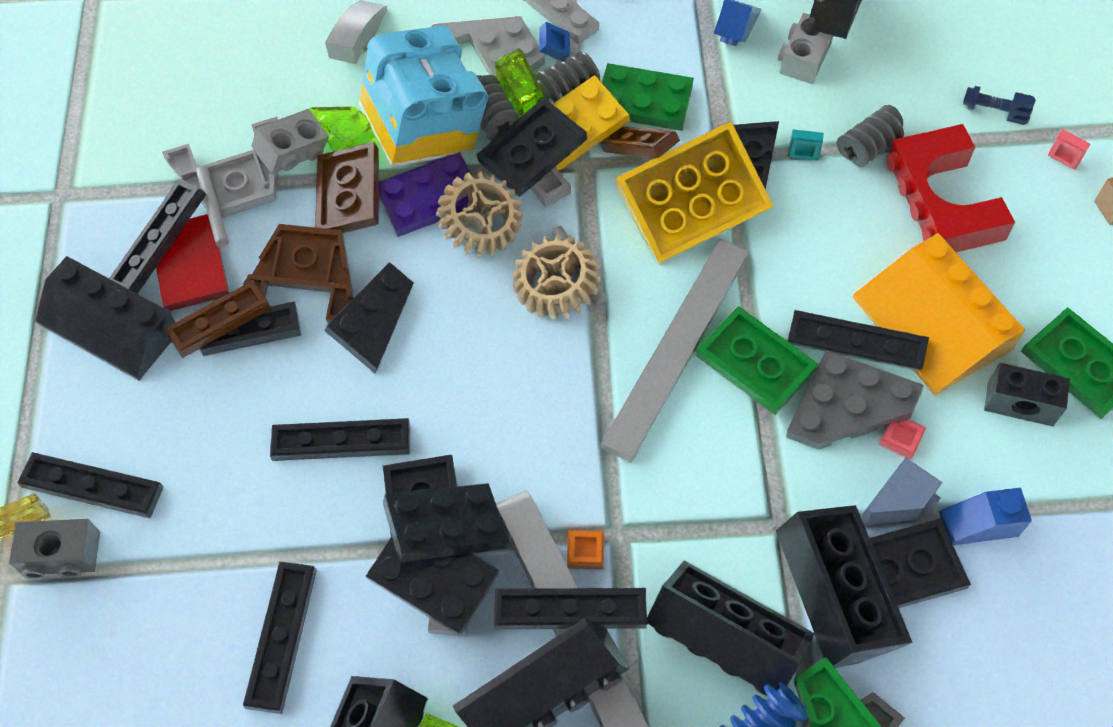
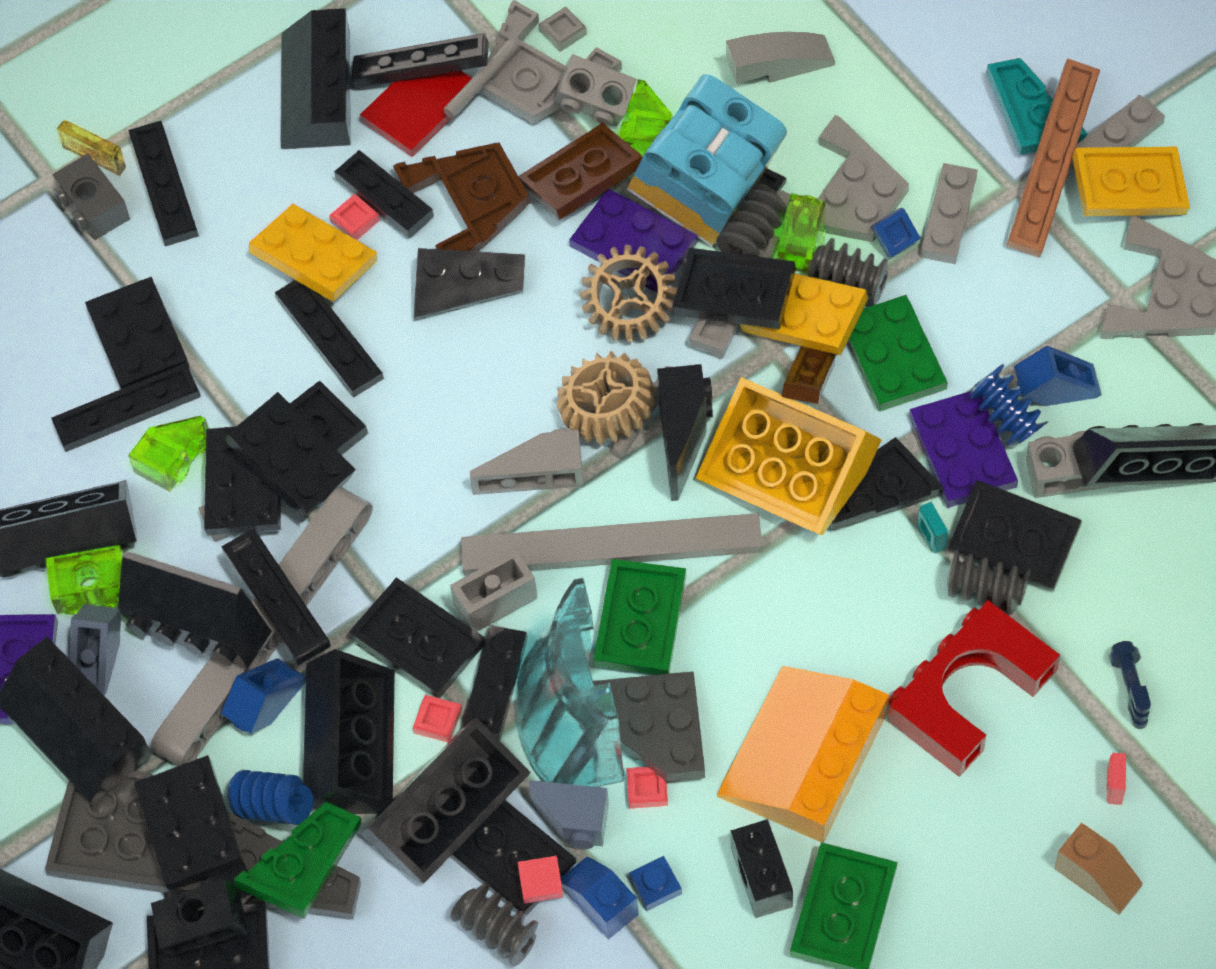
camera: 60 degrees right, 0 degrees up
(211, 140) = (562, 29): none -> light grey tile
(216, 587) = (136, 332): none -> black plate
(217, 319) = (371, 163): reddish brown tile -> none
(249, 362) = (354, 217): none -> coral tile
(257, 407) = (312, 252): none -> yellow plate
(355, 624) = (168, 450): none -> clear neon green slope
(580, 345) = (539, 463): none -> light grey slope
(585, 549) = (351, 586): orange tile -> none
(623, 240) = (683, 412): none -> black slope
(650, 677) = (262, 695): none -> blue slope
(671, 525) = (417, 638): none -> black plate
(674, 443) = (494, 591): none -> light grey brick
(744, 491) = (496, 678): none -> black plate
(745, 50) = (1007, 406): none -> blue piece
(748, 97) = (962, 446): none -> dark purple plate
(750, 552) = (437, 718): none -> coral tile
(819, 433) = (560, 715): none -> clear light blue windscreen
(840, 102) = (1016, 533): none -> black tile
(858, 340) = (723, 693): black tile -> none
(953, 552) = (540, 879): none -> coral tile
(973, 603) = (495, 924): none -> dark grey piece
(990, 474) = (655, 883): none -> blue plate

